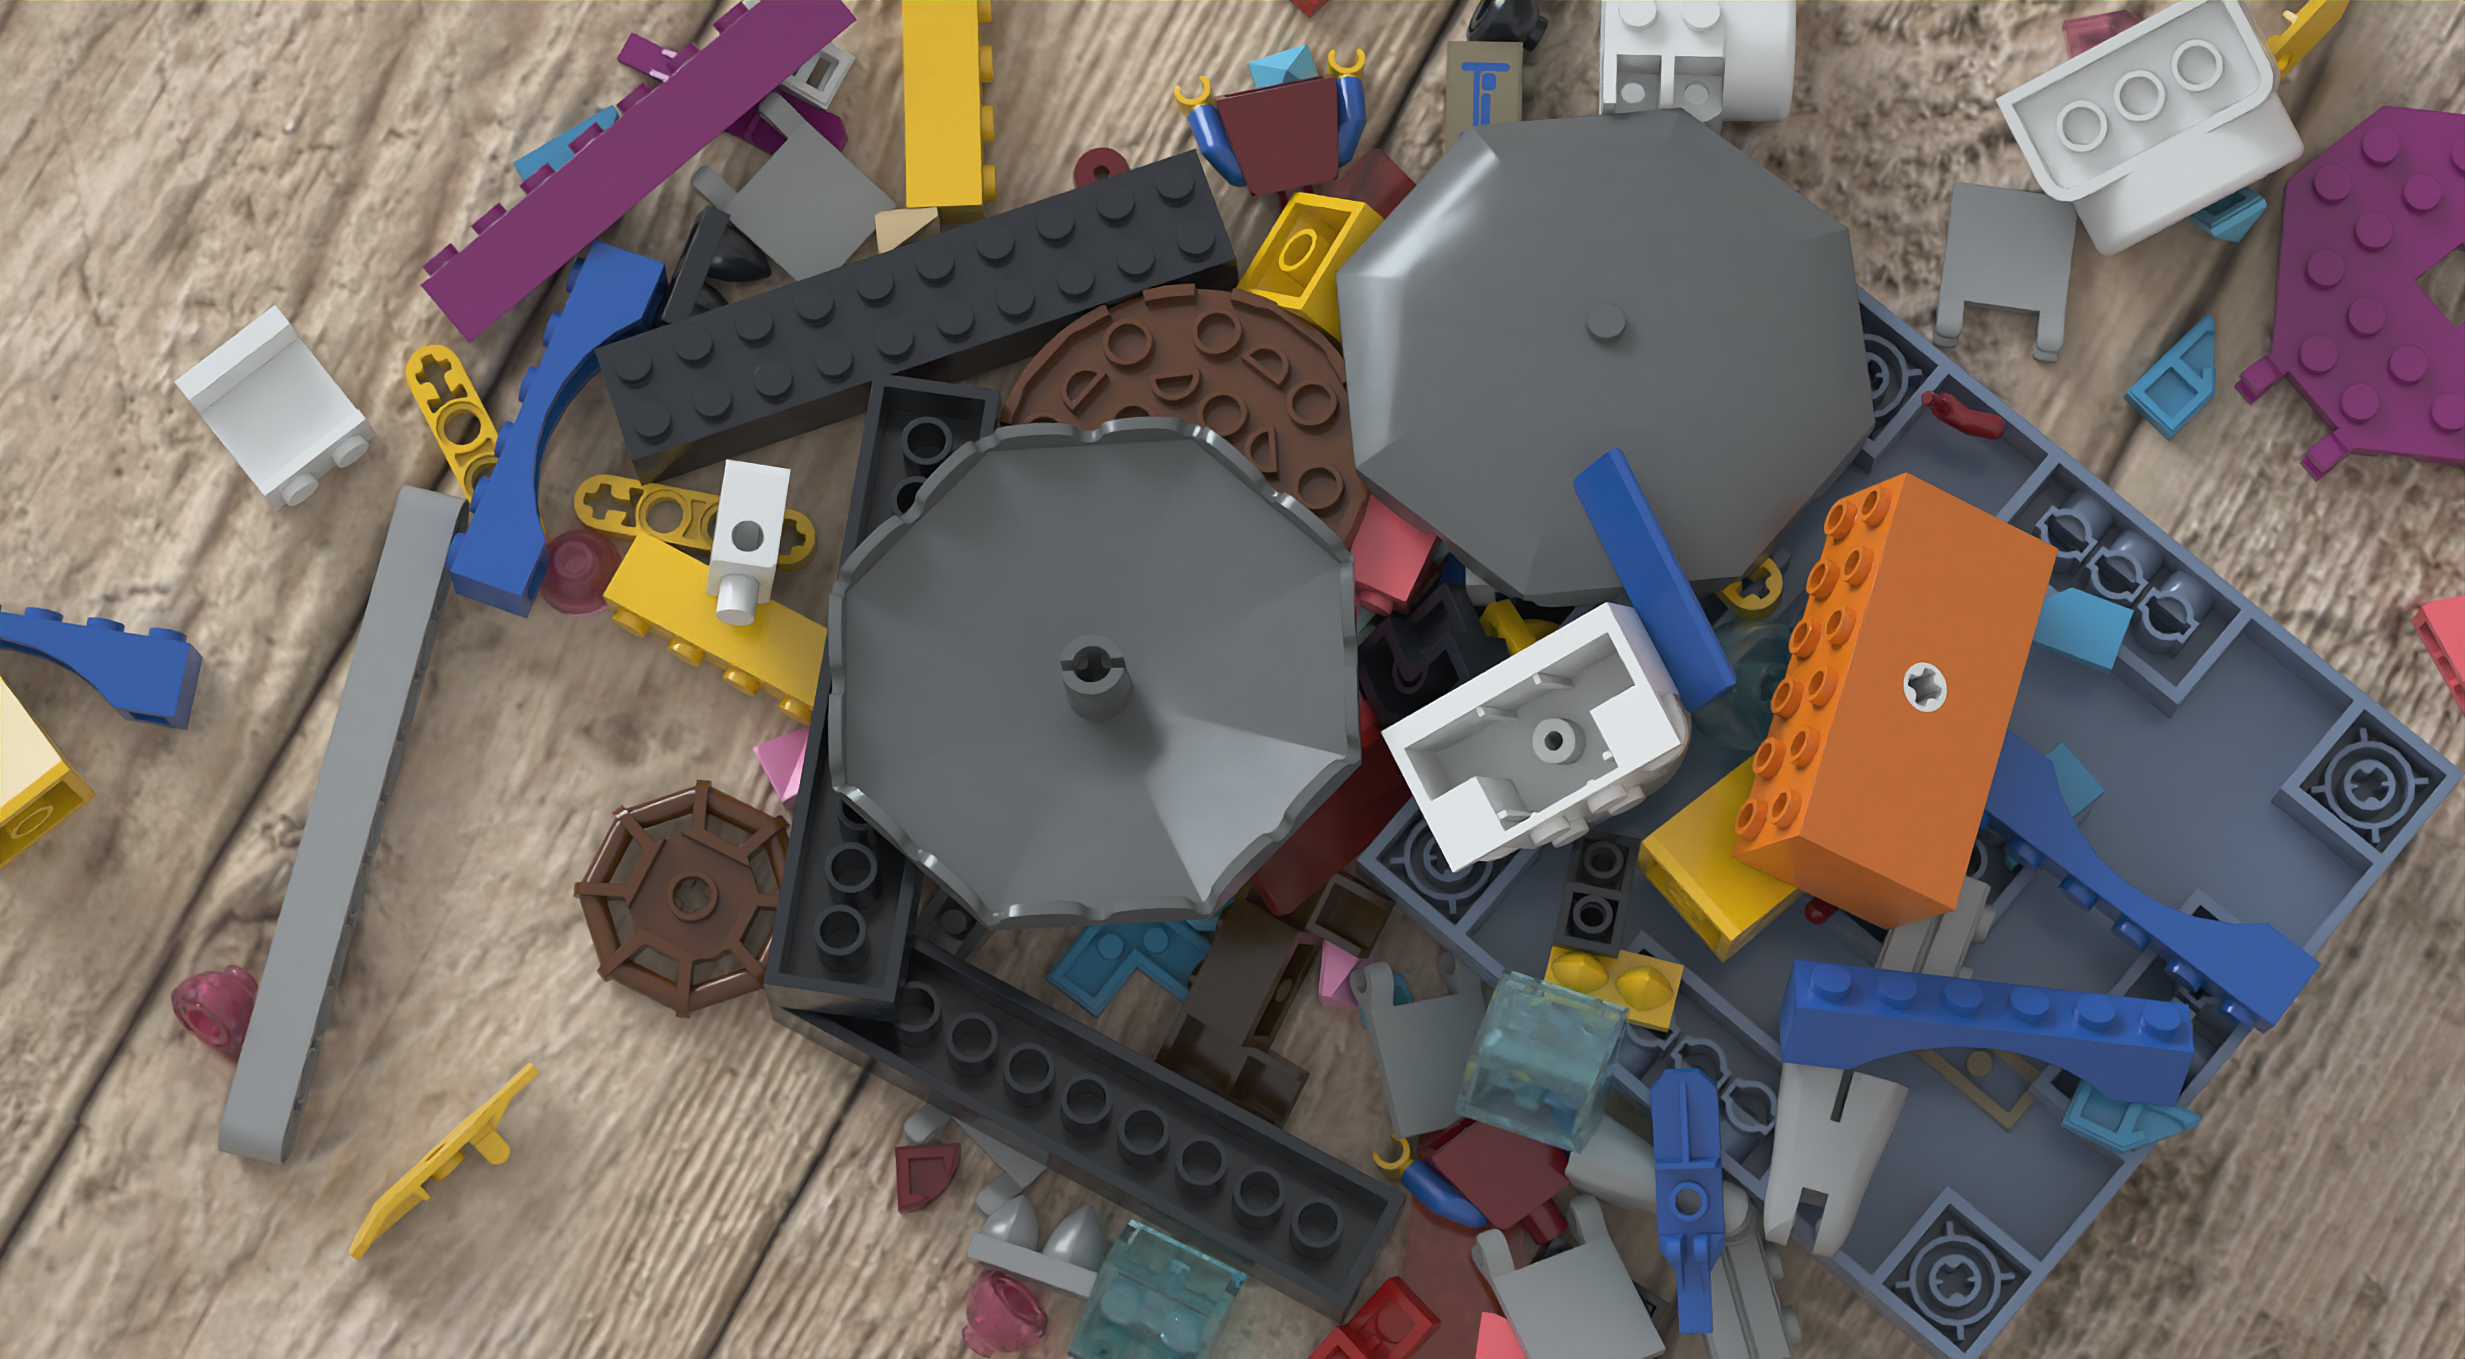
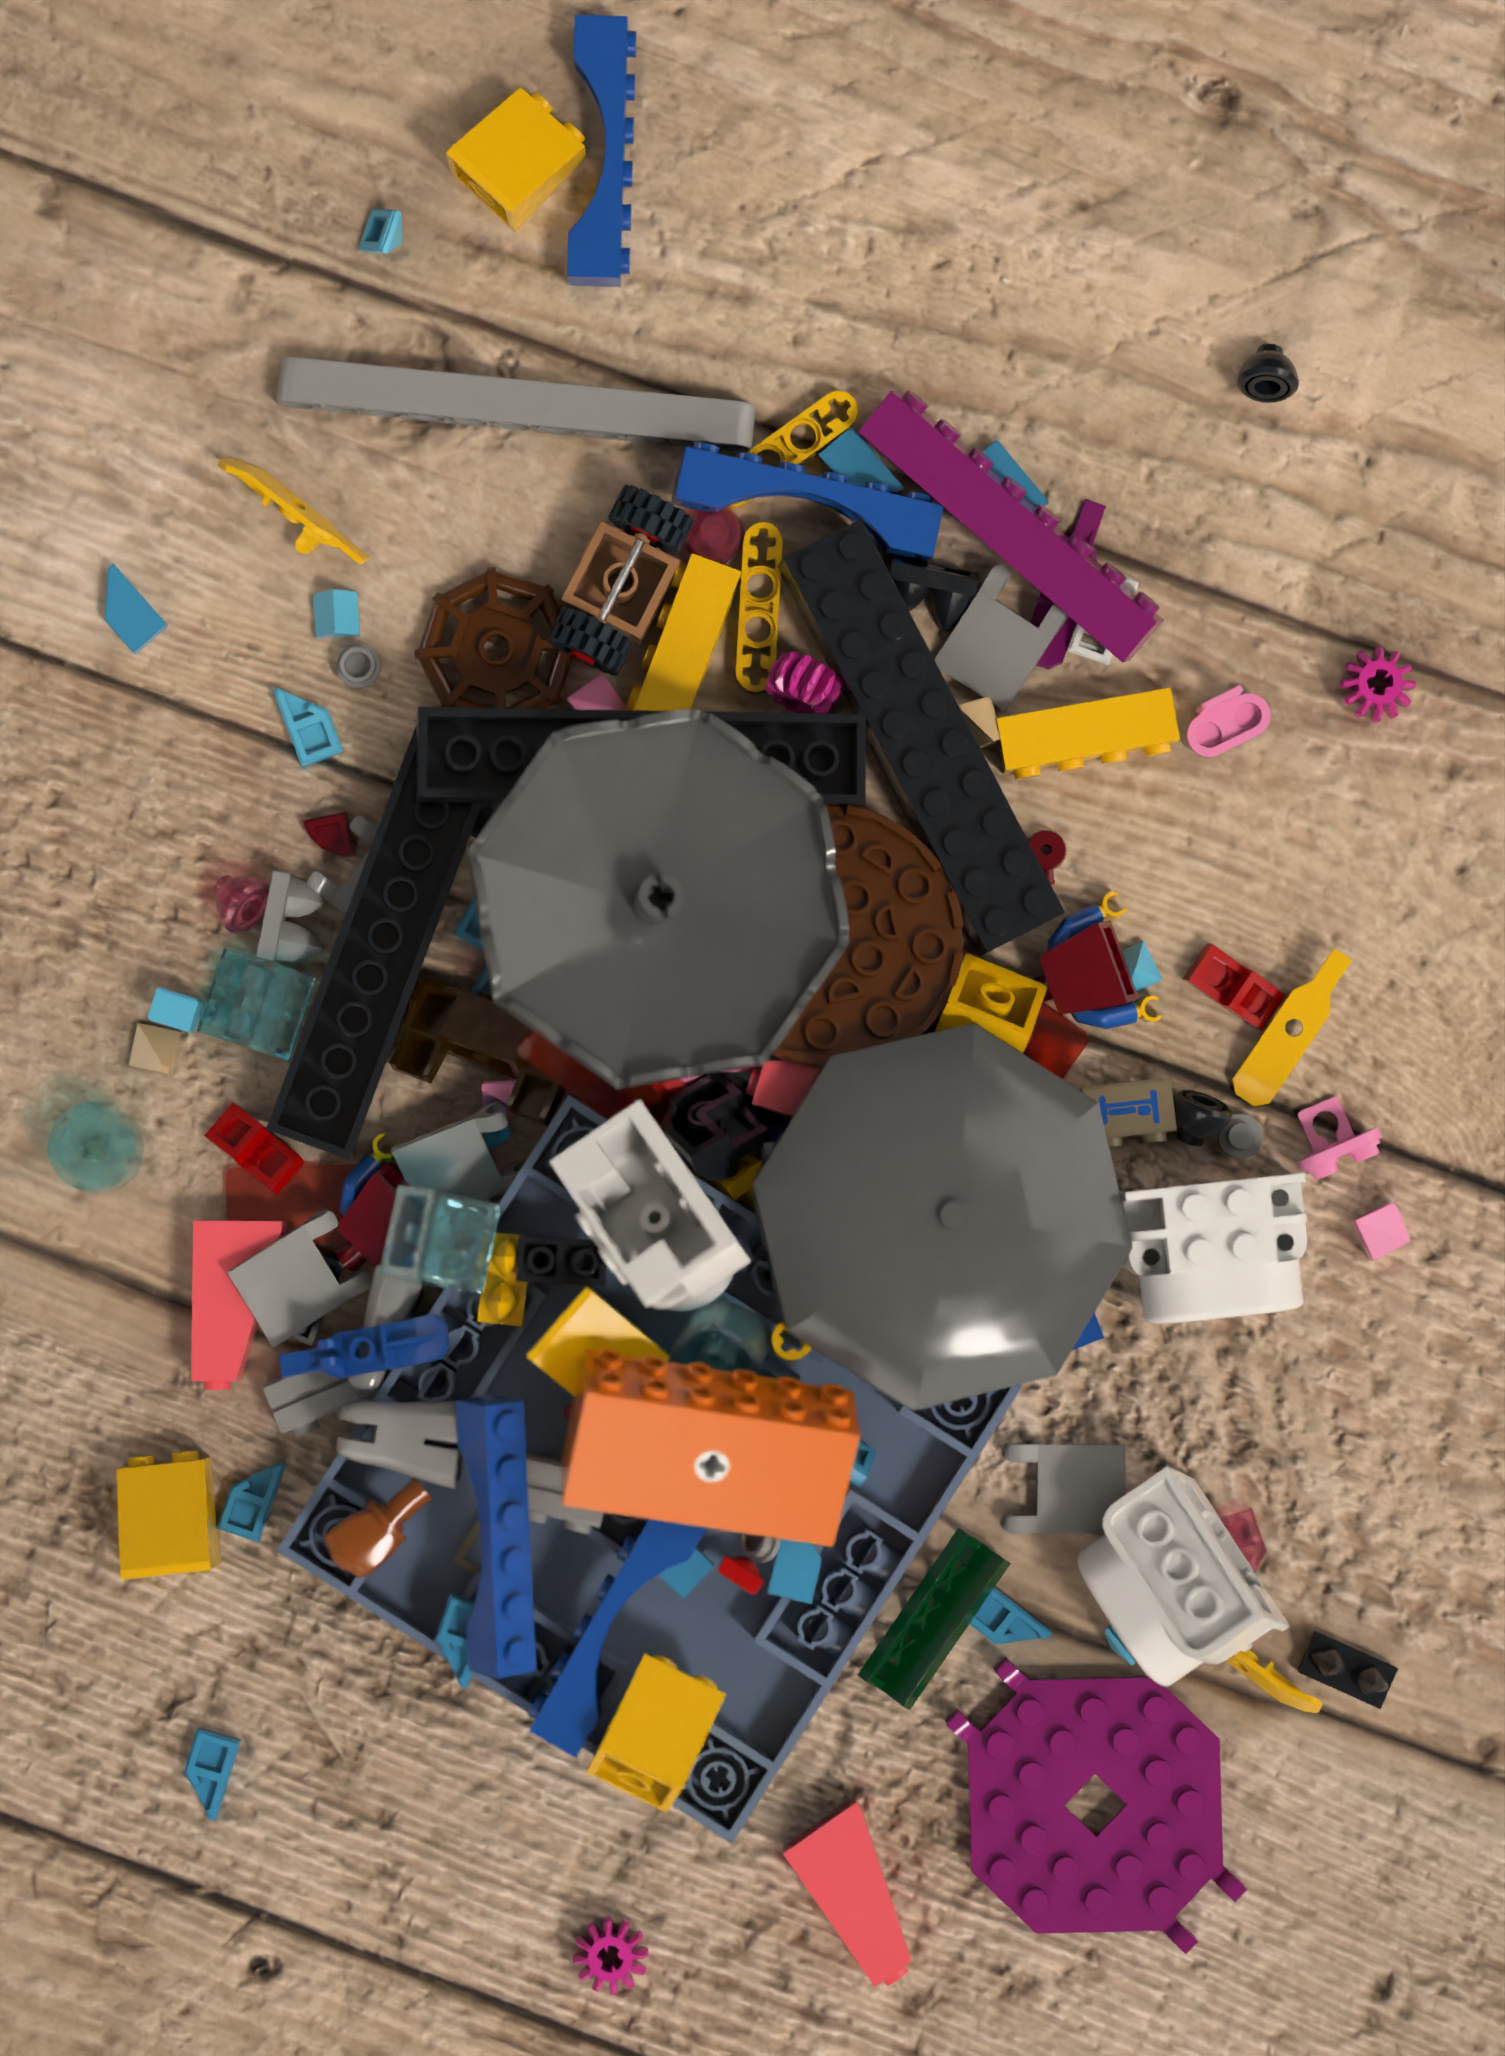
camera: 75 degrees right, 10 degrees up
(59, 980) = (382, 231): none -> medium azure slope
(216, 1006) = (378, 340): clear pink brick -> none
(276, 409) = (797, 308): white panel -> none
(504, 360) = (856, 460): none -> dark azure tile
(604, 1124) = (336, 614): none -> medium azure slope
(624, 698) = (621, 580): none -> brick
(685, 1100) = (358, 666): none -> light grey plate
(746, 539) = (750, 645): white torso -> none
(764, 1186) = (309, 728): none -> medium azure tile
(822, 465) = (803, 684): none -> dark pink gear
(1654, 581) = (768, 1271): blue slope -> none
(1960, 417) = (932, 1475): dark red piece -> none
(1962, 1215) = (374, 1534): none -> dark orange piece
(2043, 670) = (758, 1547): none -> light grey plate
(2077, 700) = (741, 1572): none -> red tile
(2171, 467) = (934, 1618): none -> dark green fence
(2297, 849) = (656, 1732): none -> yellow slope

